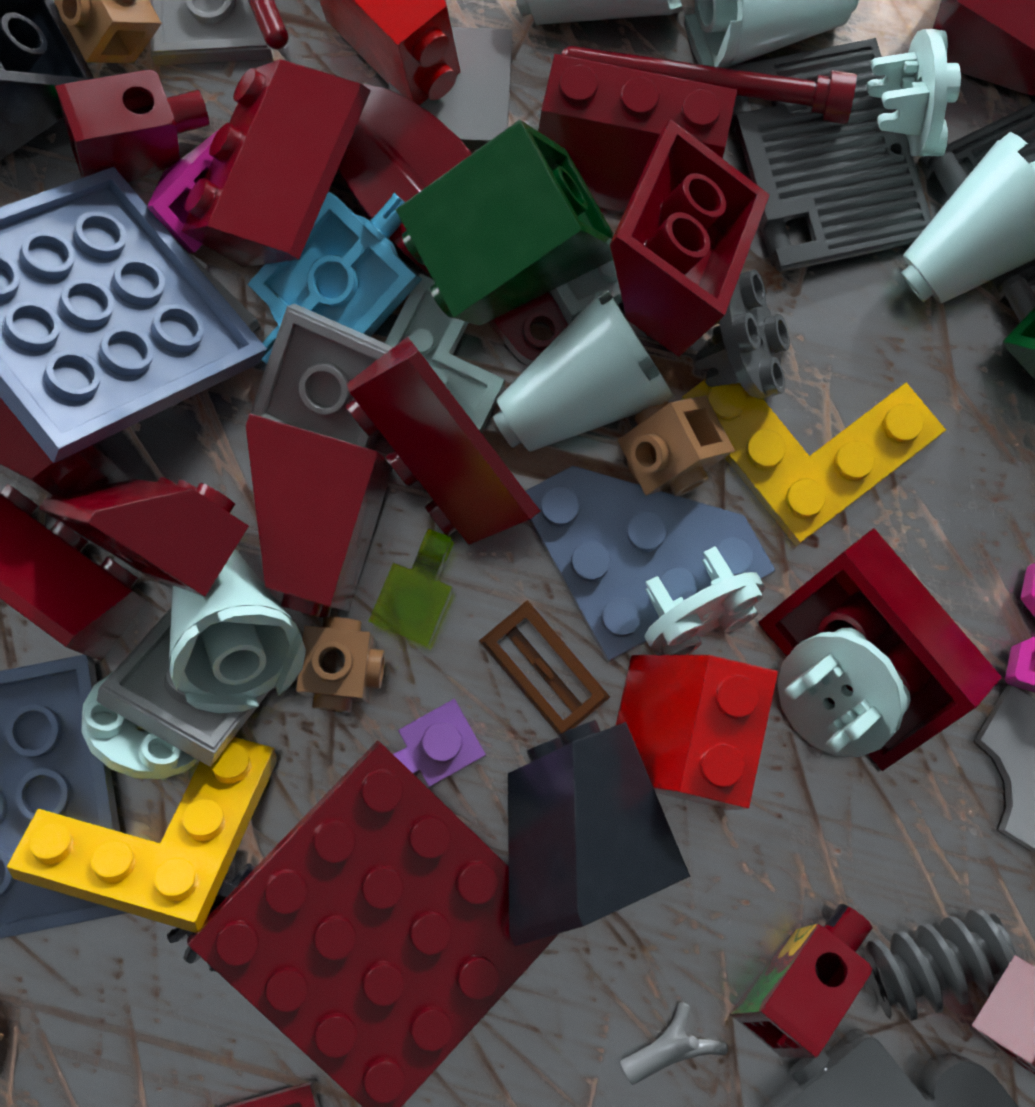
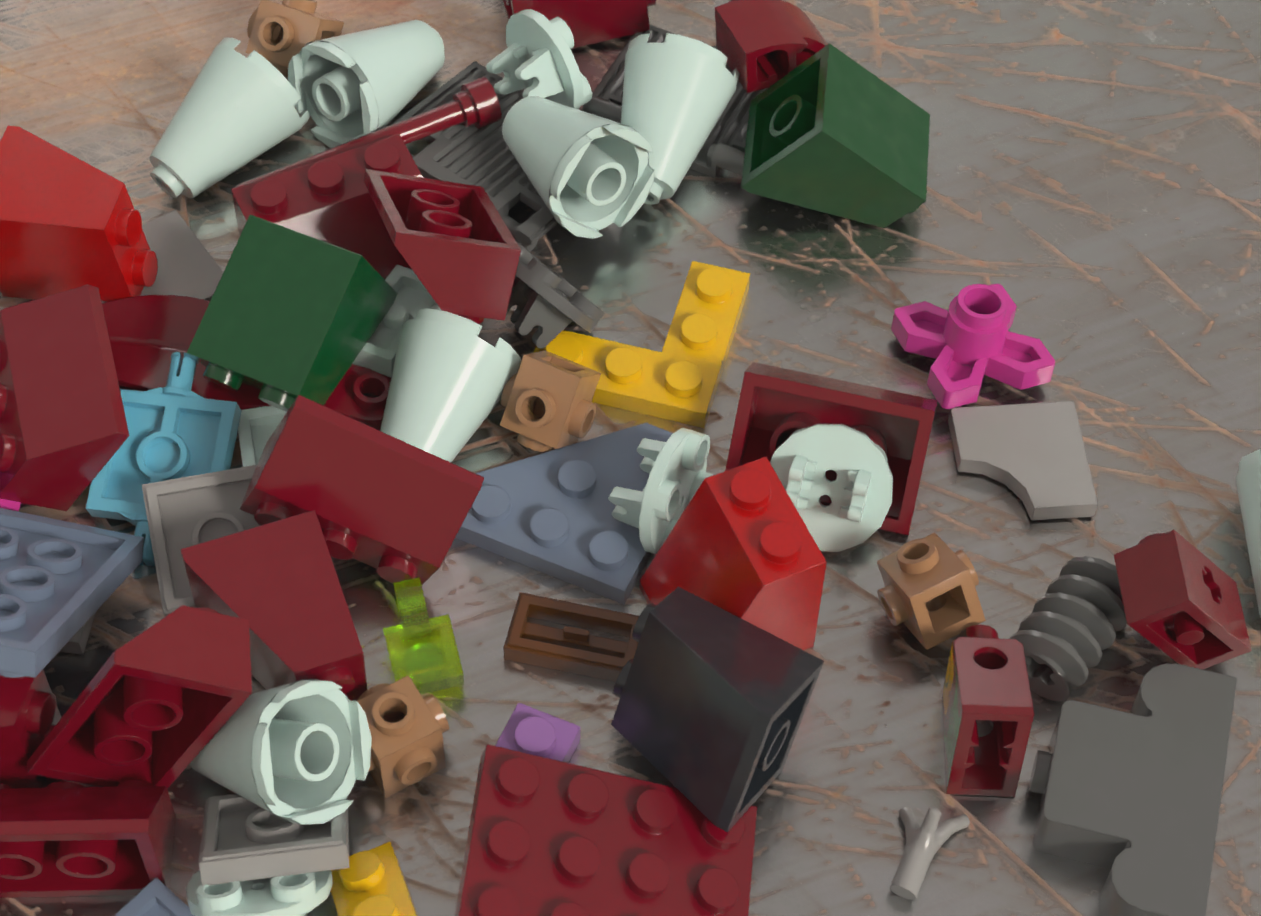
camera: 40 degrees left, 25 degrees down
(848, 850) = (930, 590): none -> medium nougat brick
(868, 226) = (580, 164): none -> light aqua cone

